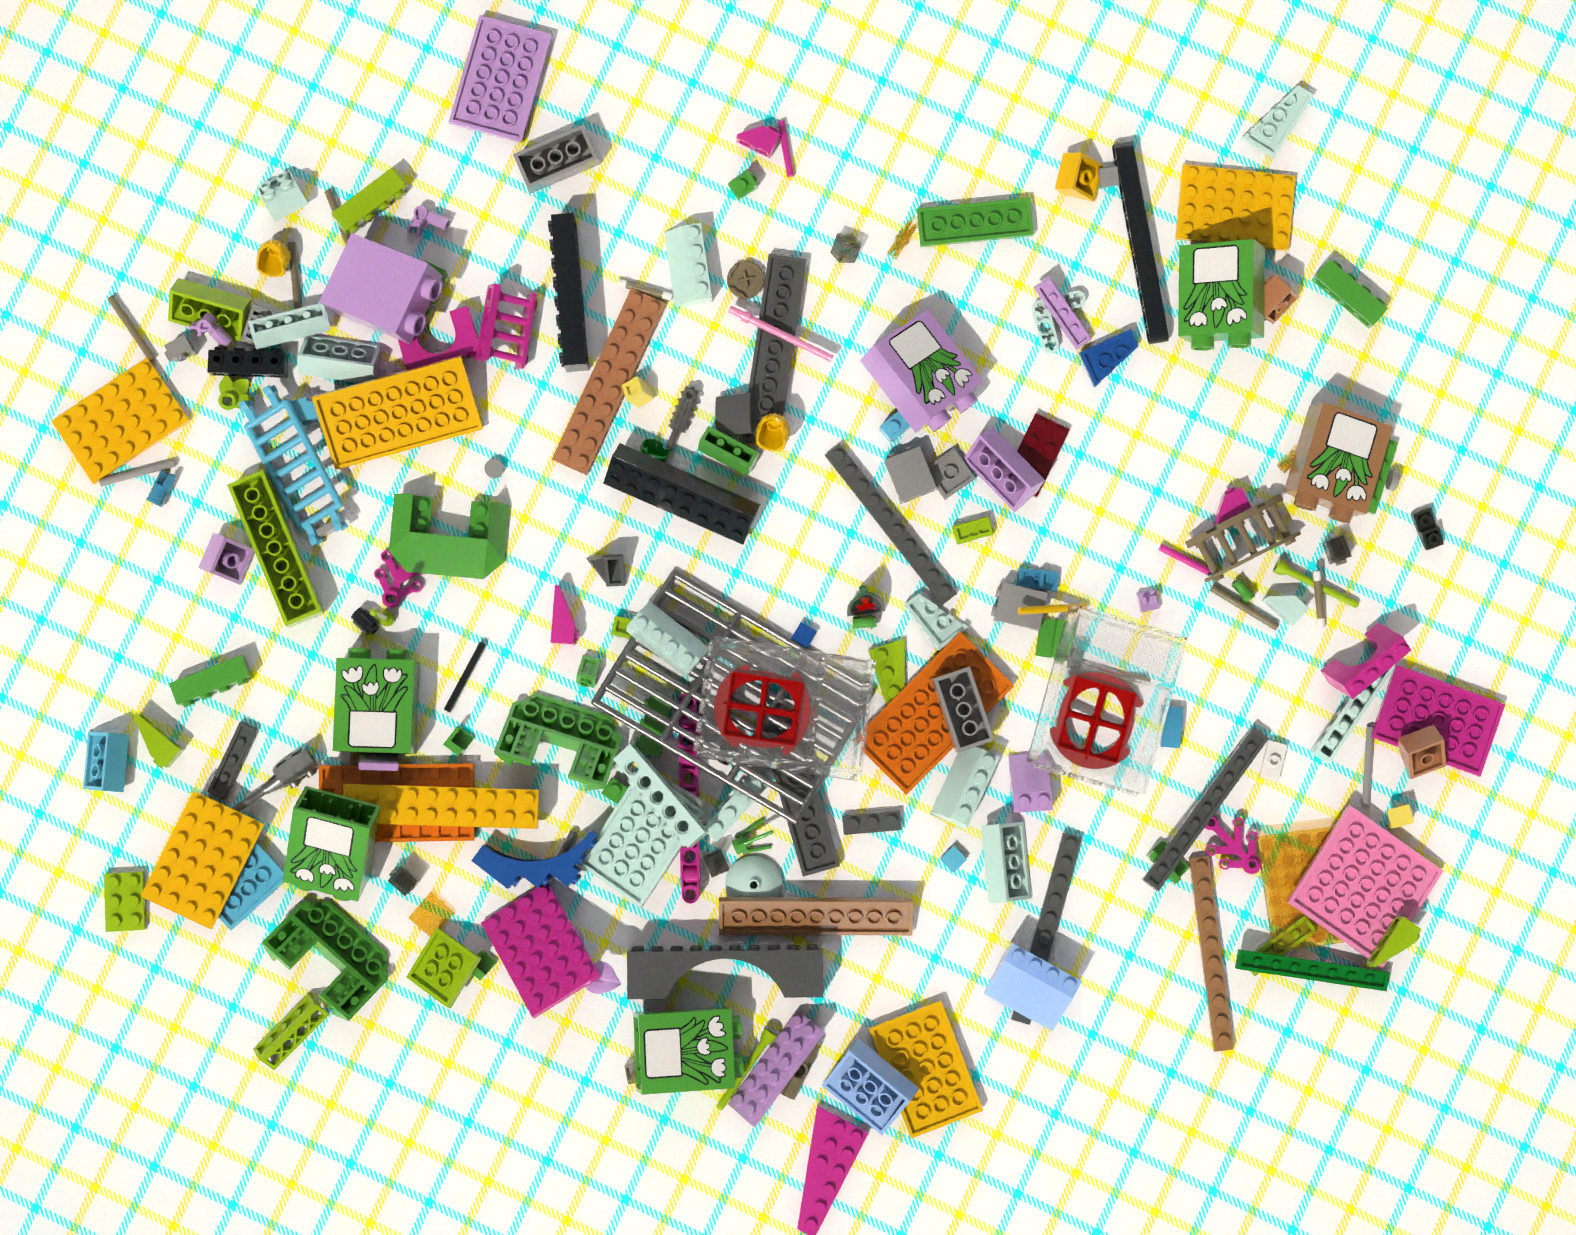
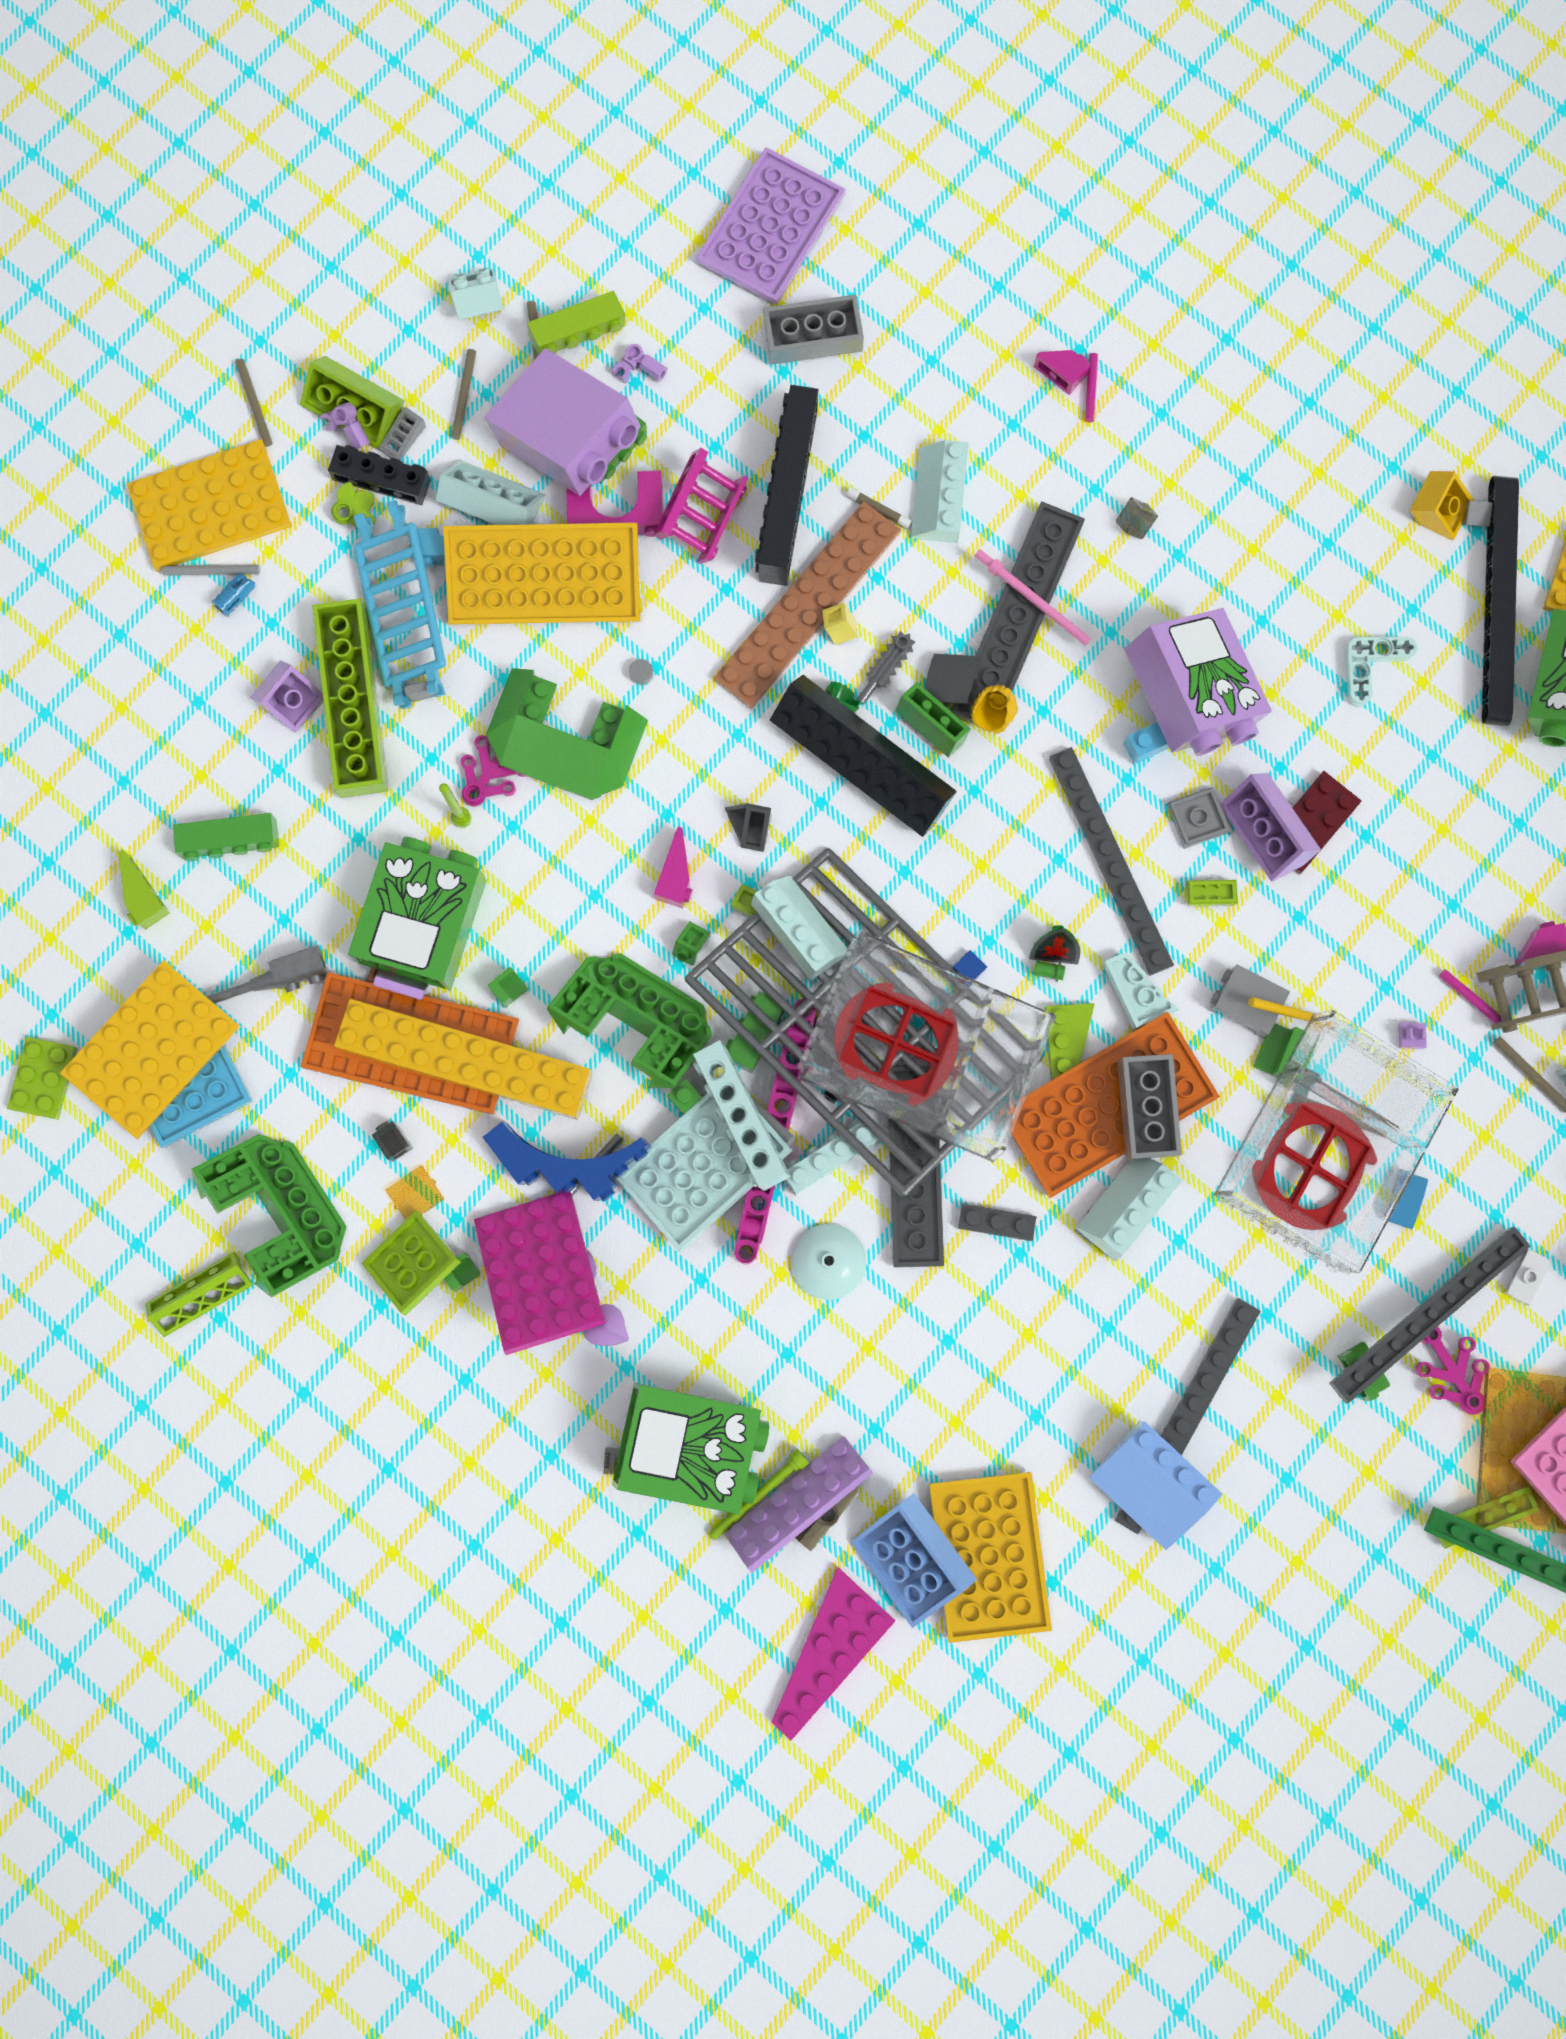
camera: 20 degrees right, 5 degrees down
(106, 761) = (70, 901): medium azure slope -> none
(179, 349) = (303, 438): light grey brick -> none
(232, 760) = (224, 940): dark grey tile -> none
(273, 259) = (444, 360): yellow hair -> none
(289, 325) = (447, 440): light aqua brick -> none
(331, 844) = (312, 1068): bright green brick -> none
(364, 621) = (434, 813): black brick -> none
(464, 677) = (537, 912): black bar -> none
(716, 863) = (788, 1221): clear smoke panel -> none
(742, 843) = (827, 1206): bright green plant -> none
(743, 184) = (1030, 416): bright green bracket -> none
(745, 280) = (1004, 527): dark tan tile -> none
(792, 968) = (853, 1382): dark grey arch -> none
(815, 916) = (898, 1321): medium nougat plate -> none
(901, 239) = (1207, 526): clear yellow pin -> none
(910, 474) = (1150, 805): light grey panel -> none
(953, 859) = (1089, 1295): medium azure tile -> none
(974, 222) = (1301, 527): bright green plate -> none
(1006, 862) = (1156, 1316): light aqua slope -> none
(1028, 786) = (1209, 1227): lavender slope -> none
(1037, 579) = (1281, 973): dark azure slope -> none
(1062, 313) = (1385, 658): lavender tile -> none
(1107, 355) = (1429, 723): blue wing -> none
(1211, 953) = (1393, 1505): medium nougat plate -> none
(1243, 590) = (1536, 1053): bright green pin -> none

